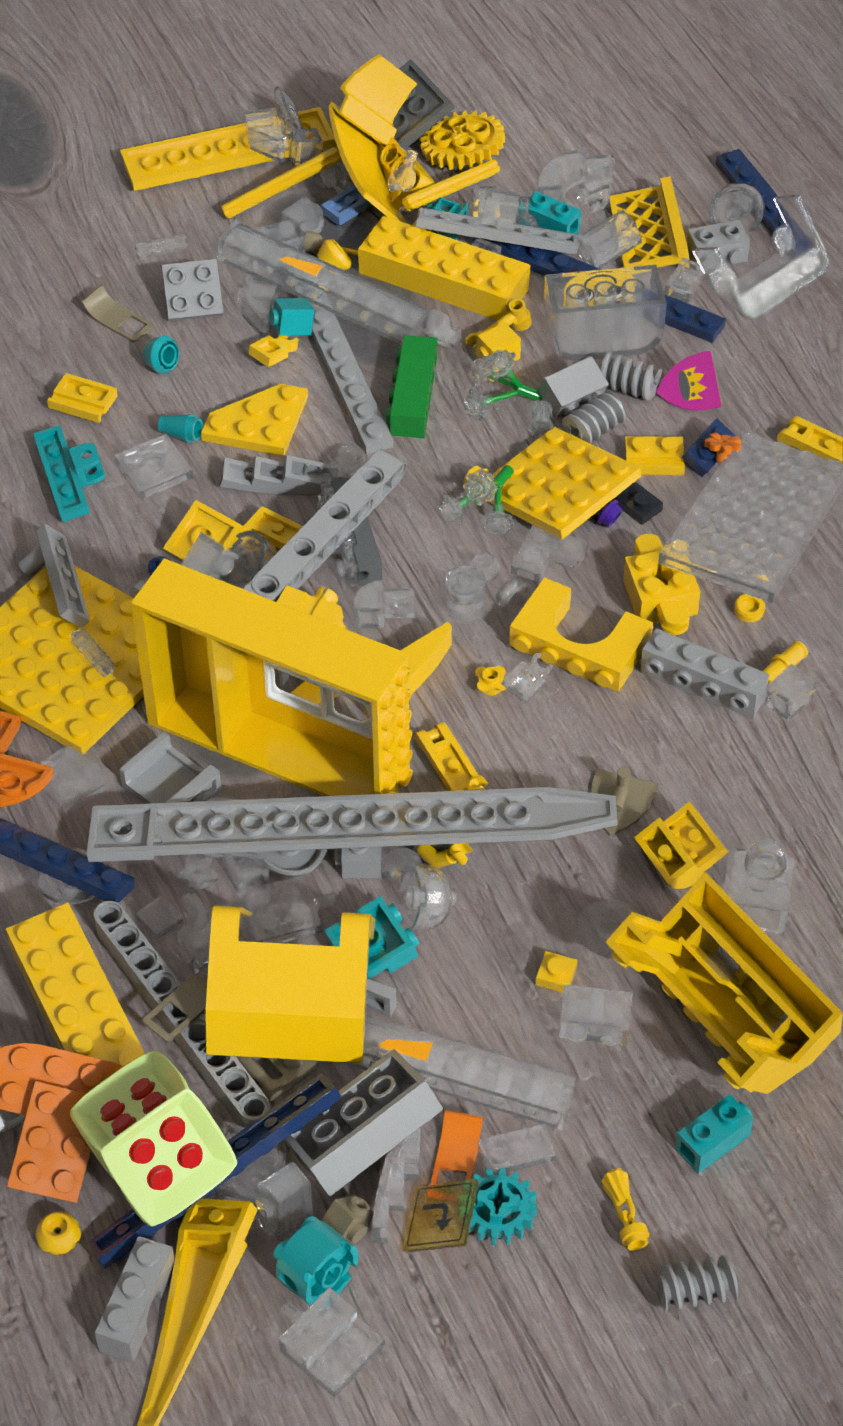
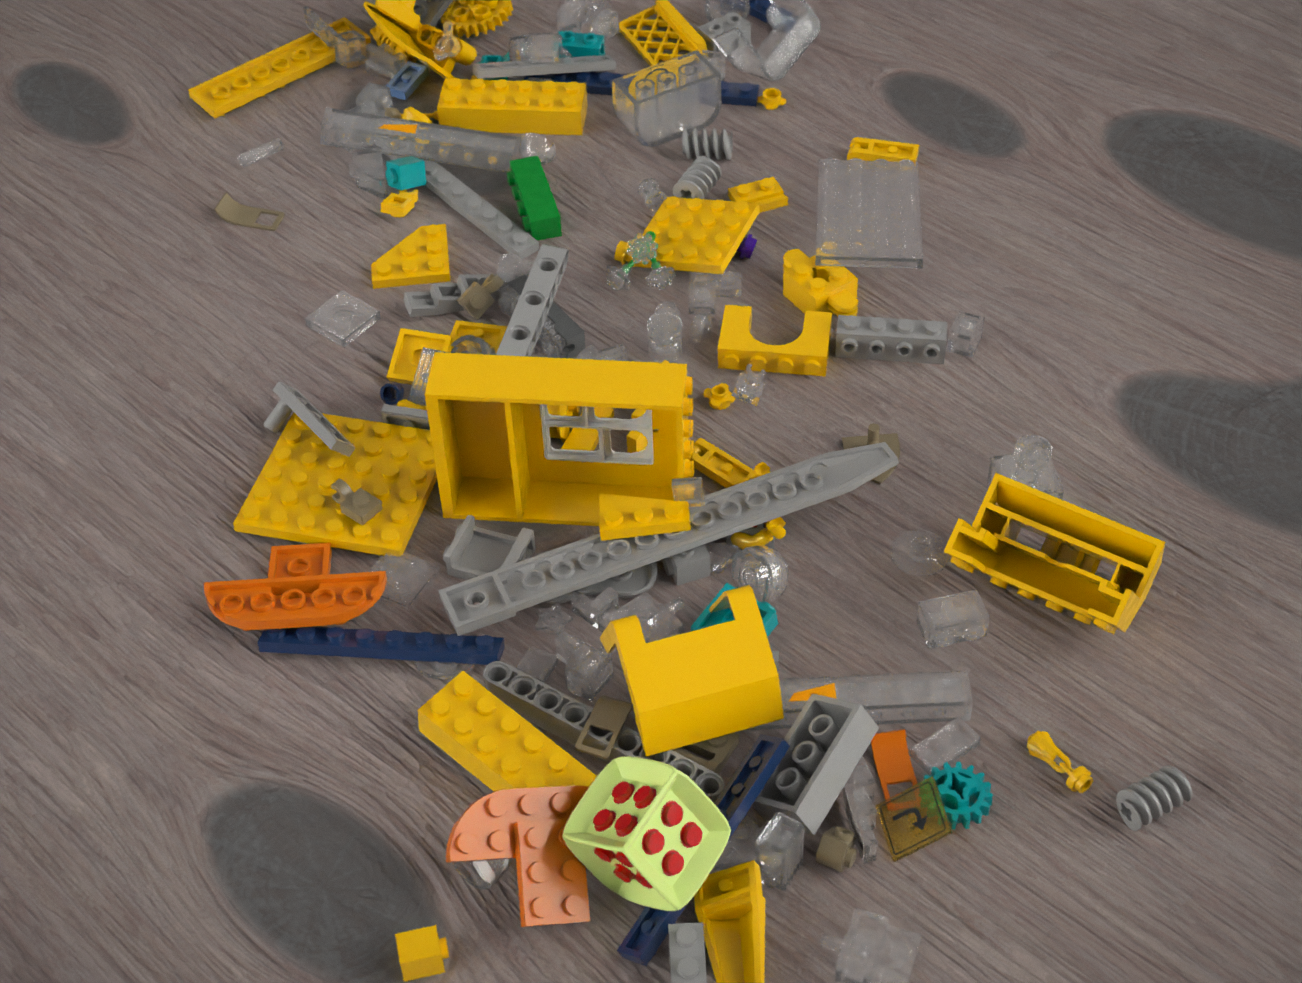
camera: 20 degrees left, 5 degrees down
(60, 685) = (357, 505): none -> dark tan plate
(61, 1242) = (589, 961): yellow plate -> none
(68, 471) = (270, 341): teal plate -> none
(82, 397) = (253, 282): yellow plate -> none
(92, 652) = (371, 471): clear axle -> none
(161, 354) = (306, 230): teal cone -> none
(181, 426) = (352, 281): teal cone -> none
(192, 290) = (308, 175): light grey plate -> none
(265, 133) = (312, 45): clear slope -> none
(281, 182) = (342, 78): yellow axle -> none
(295, 488) = (477, 297): none -> dark tan plate
(315, 1260) = (831, 891): teal brick -> none
(323, 794) = (640, 516): none -> yellow wing
(381, 785) = (689, 490): none -> clear tile
(450, 185) = (486, 45): yellow axle -> none
(491, 368) = (604, 158): clear plant -> none
(498, 338) = (589, 151): yellow brick -> none
(518, 318) = (592, 128): yellow brick -> none
(556, 971) = (897, 599): yellow plate -> none
(573, 386) = (668, 162): light grey brick -> none
(609, 240) = (638, 50): clear brick -> none
(639, 503) = (766, 233): black plate -> none
(681, 846) = (949, 470): yellow brick -> none
(692, 383) = (762, 135): dark pink shield -> none
(701, 457) = (799, 178): dark blue plate -> none
(714, 1133) = (1097, 678): teal brick -> none
(722, 445) = (813, 171): orange plant -> none
(731, 340) = (771, 98): none -> yellow plate
(749, 608) = (895, 284): yellow tile -> none
(779, 662) = (949, 311): yellow pin -> none

